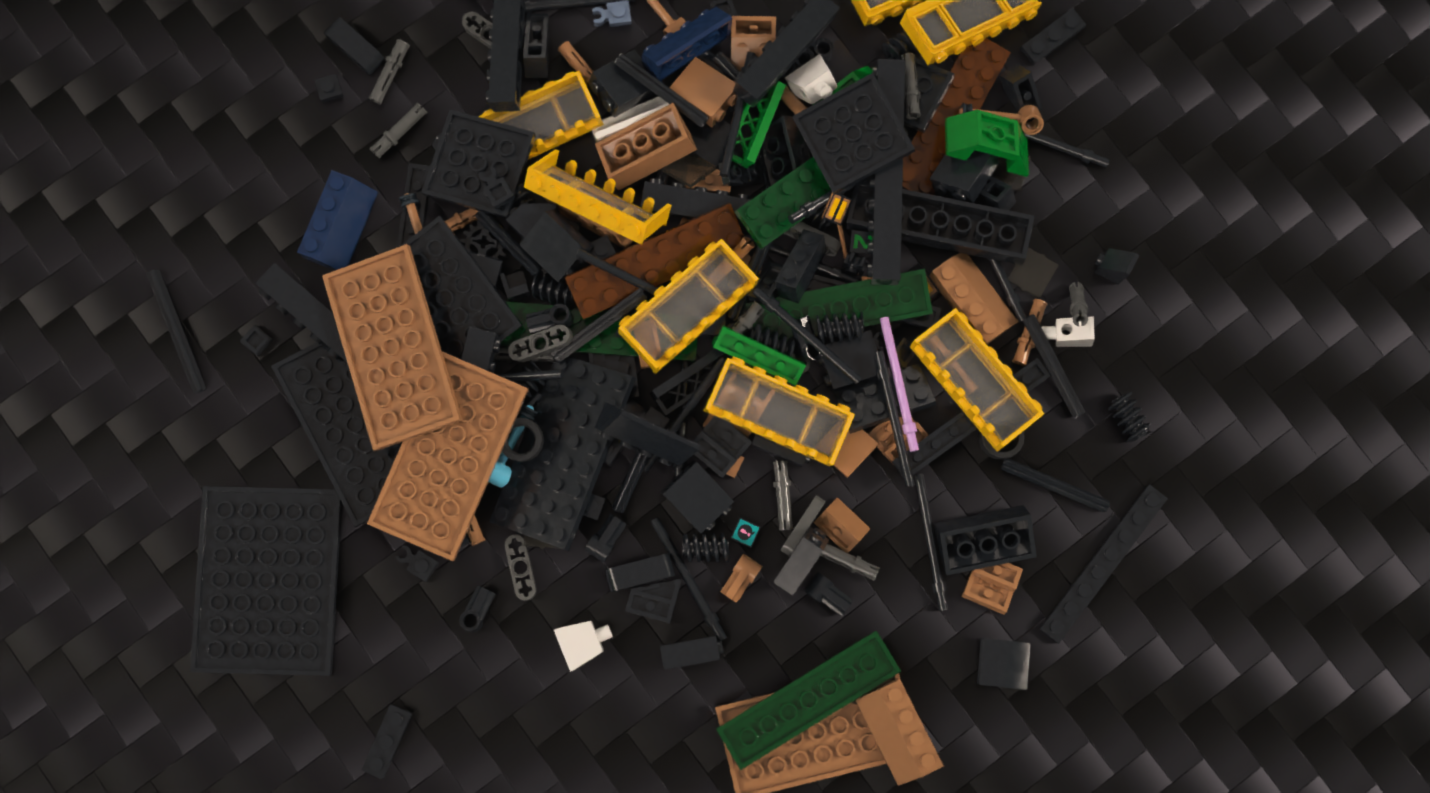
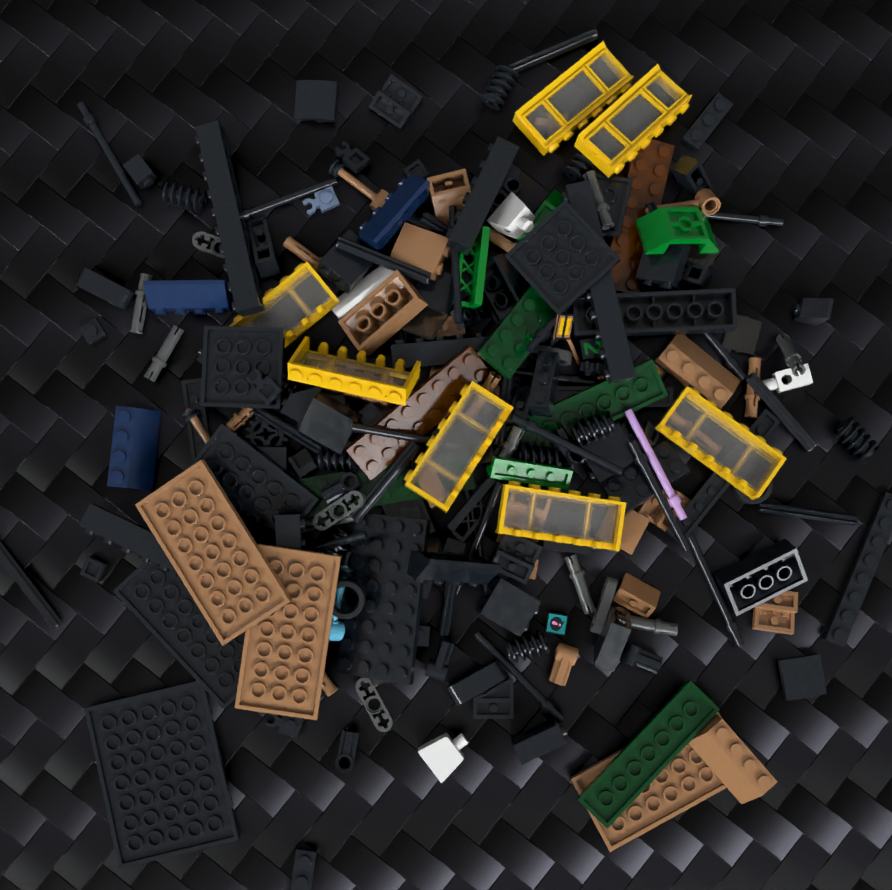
camera: 15 degrees left, 5 degrees up
(441, 75) = (188, 296): none -> dark blue slope

